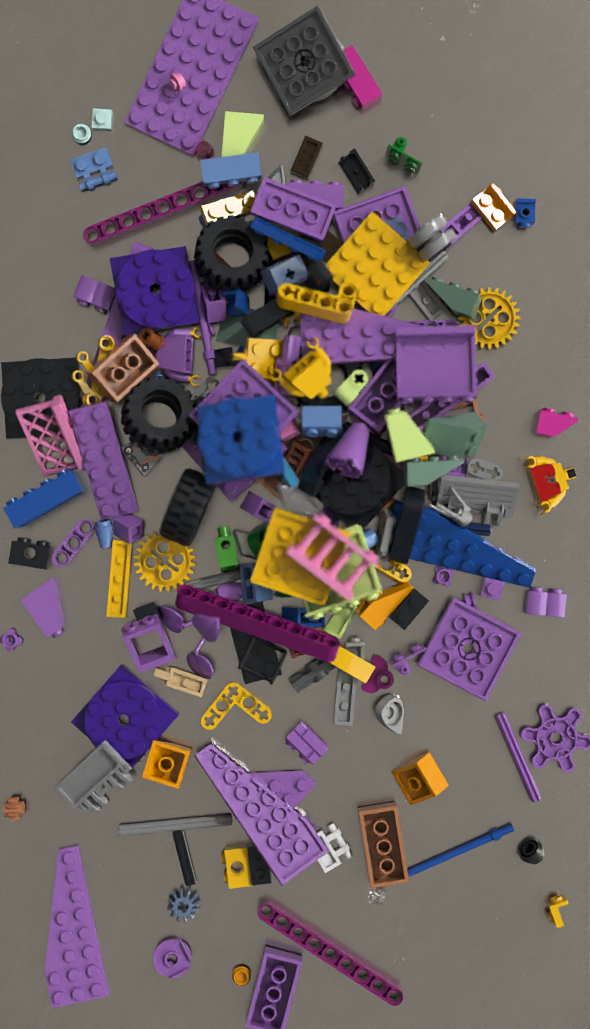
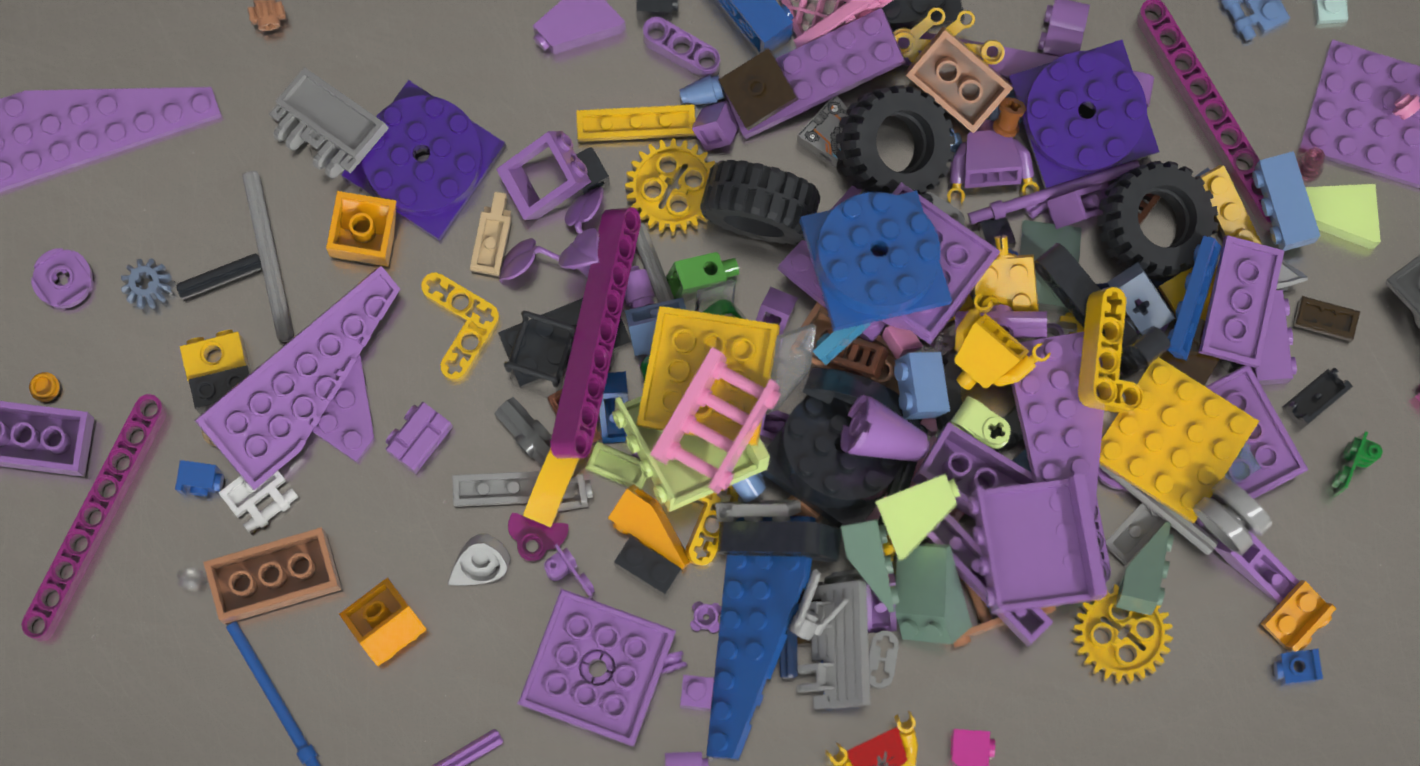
camera: 85 degrees right, 10 degrees down
(110, 497) = (758, 89): none -> dark brown plate
(237, 303) = (1085, 242): blue panel -> none
(314, 884) = (198, 478): none -> blue brick

